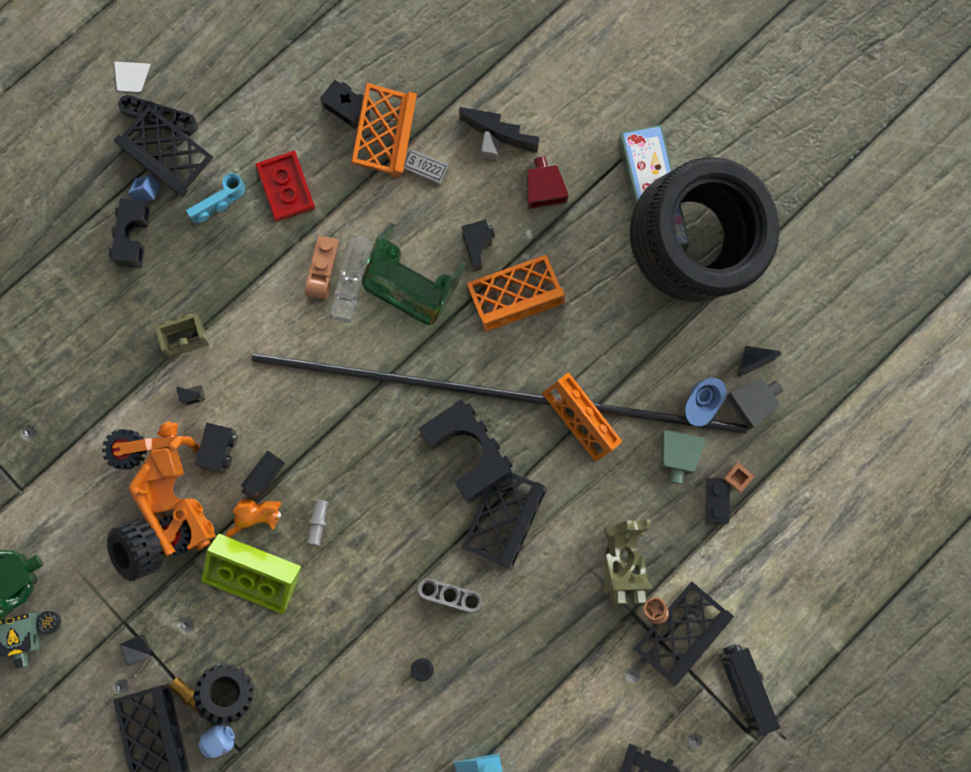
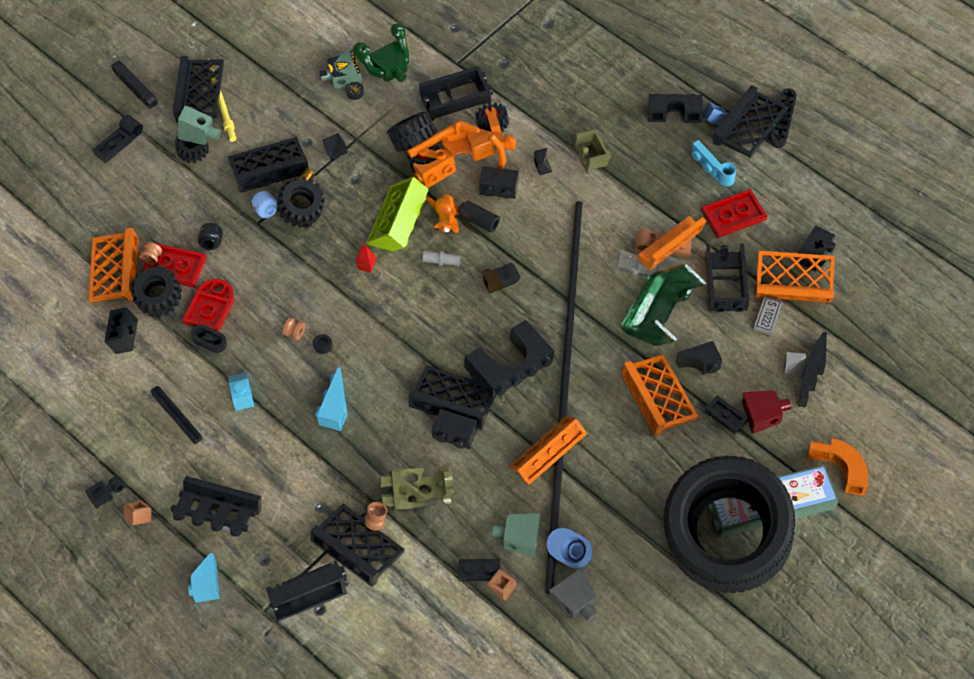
camera: 90 degrees right, 20 degrees down
(79, 523) = (430, 89): none -> black door
(130, 76) = (816, 97): white sticker -> none
(310, 613) = (365, 259): none -> red slope
(330, 255) = (670, 242): none -> orange fence
(348, 200) = (727, 260): none -> black door
(350, 454) = (500, 277): none -> leg
(402, 704) = (294, 328): none -> nougat wheel
(438, 595) = (384, 365): light grey beam -> none
(510, 655) = (333, 409): none -> medium azure slope
(547, 225) = (726, 414): none -> black plate
(550, 518) = (454, 429): none -> black brick
(618, 105) = (847, 459): none -> orange arch
(756, 357) = (616, 596): black slope -> none

